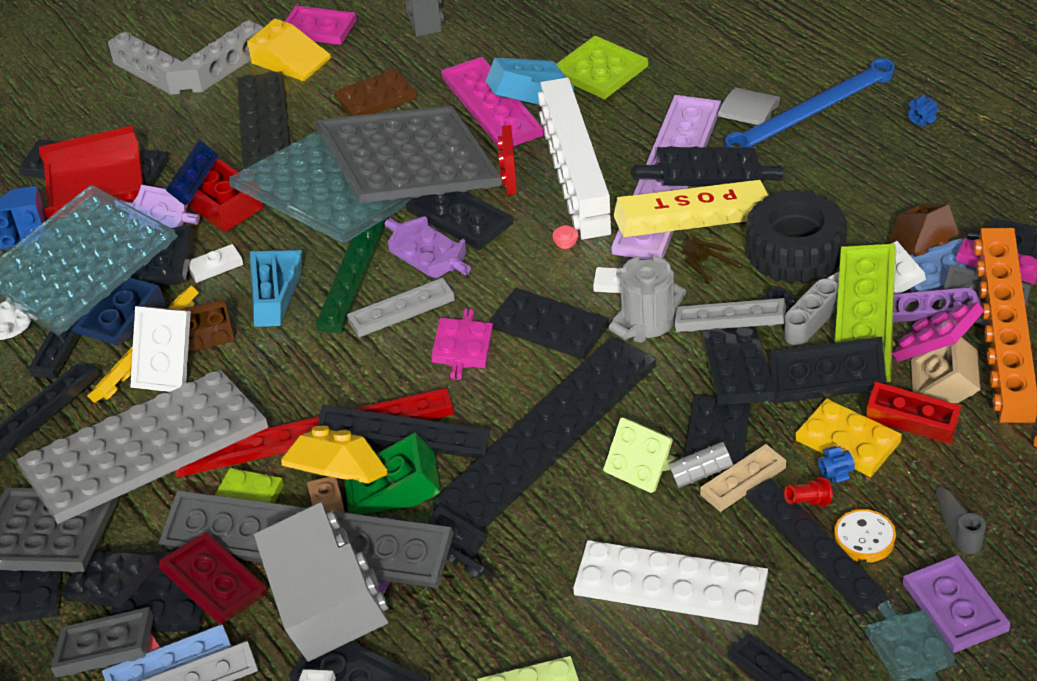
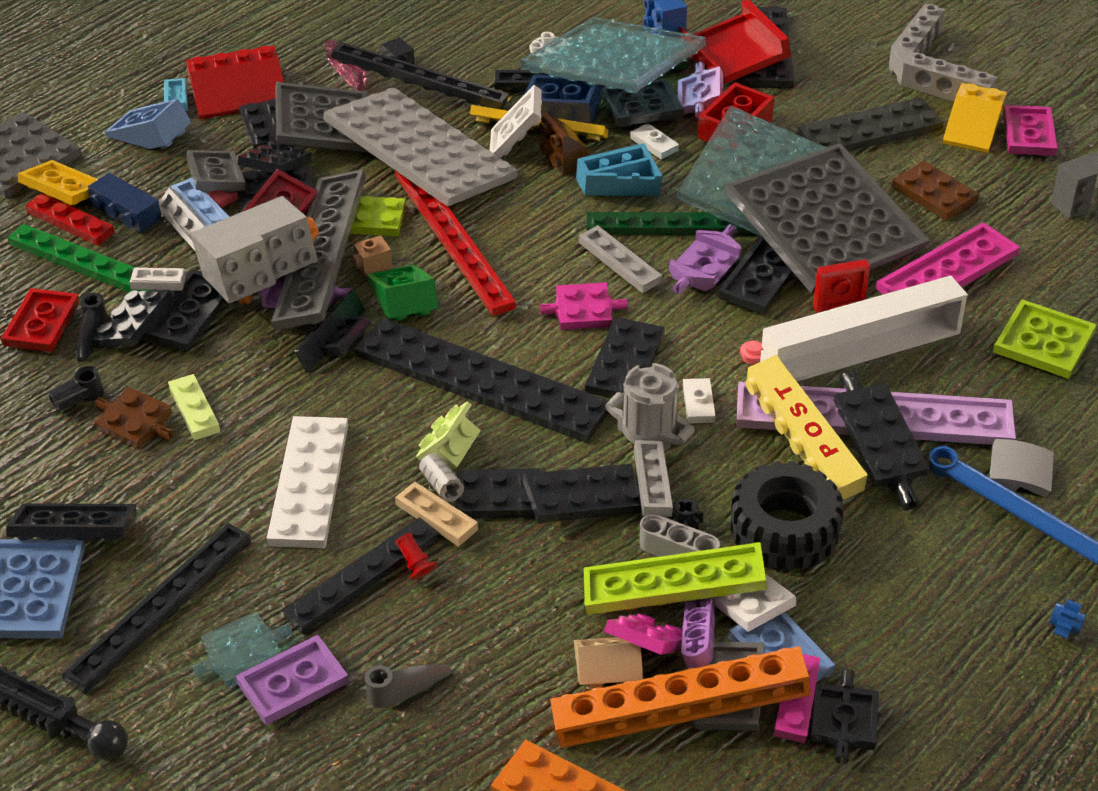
camera: 75 degrees right, 0 degrees up
(192, 172) = (733, 84): clear blue plate -> none
(334, 455) = (399, 239): yellow wedge -> none
(390, 429) = (452, 283): black plate -> none
(521, 77) = (976, 275): dark azure wedge -> none
(698, 250) = (754, 449): dark brown plant -> none
(828, 369) = (582, 557): black plate -> none
(836, 464) = (457, 576): blue gear -> none
(839, 426) = (507, 591): yellow plate -> none
(865, 535) = (376, 610): white tile -> none
(913, 412) = (532, 628): red brick -> none
(924, 227) = (825, 621): reddish brown slope -> none

